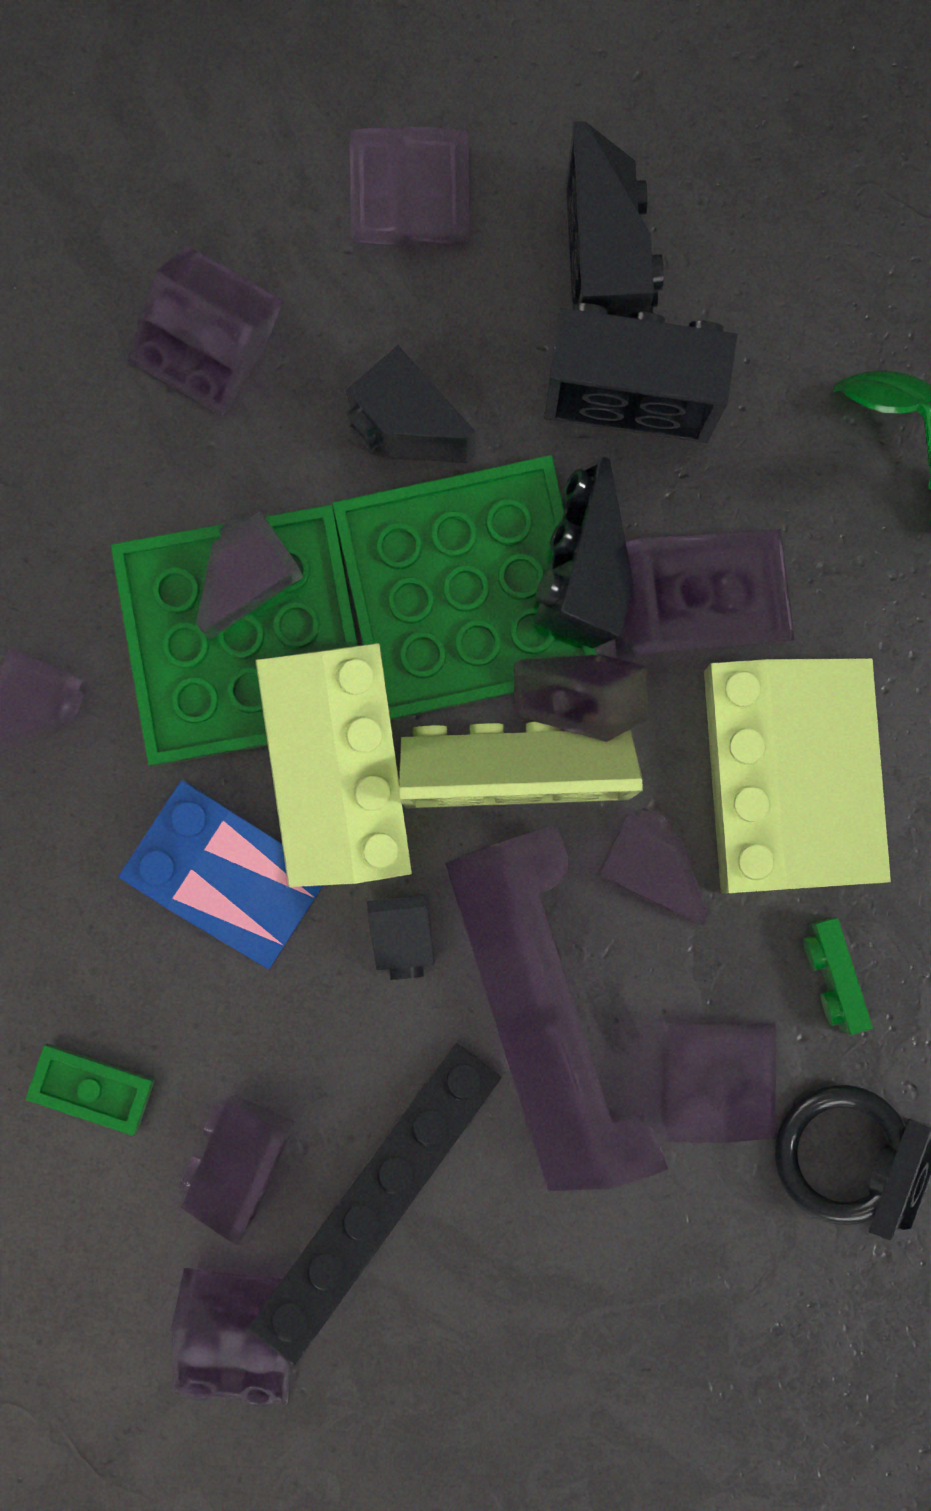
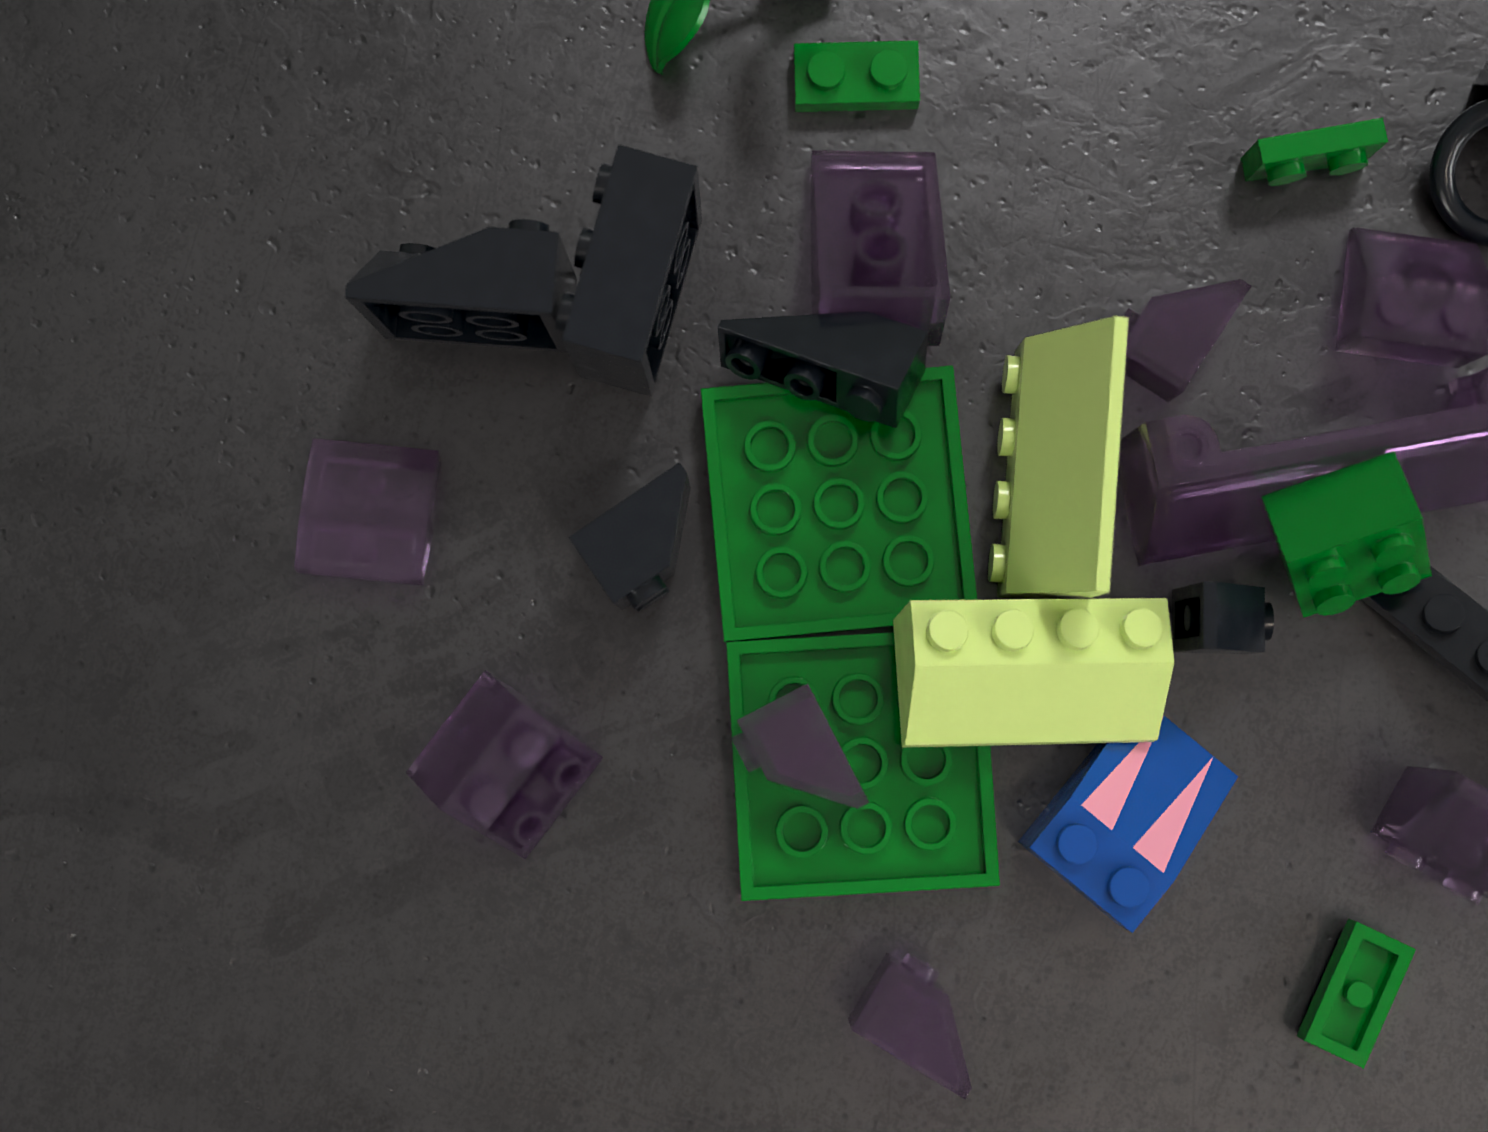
camera: 85 degrees left, 0 degrees up
(485, 1027) = (1349, 535): none -> green brick
(582, 694) = (980, 385): slope -> none
(796, 774) = (1090, 171): yellowish green slope -> none
(854, 561) = (856, 76): none -> green plate

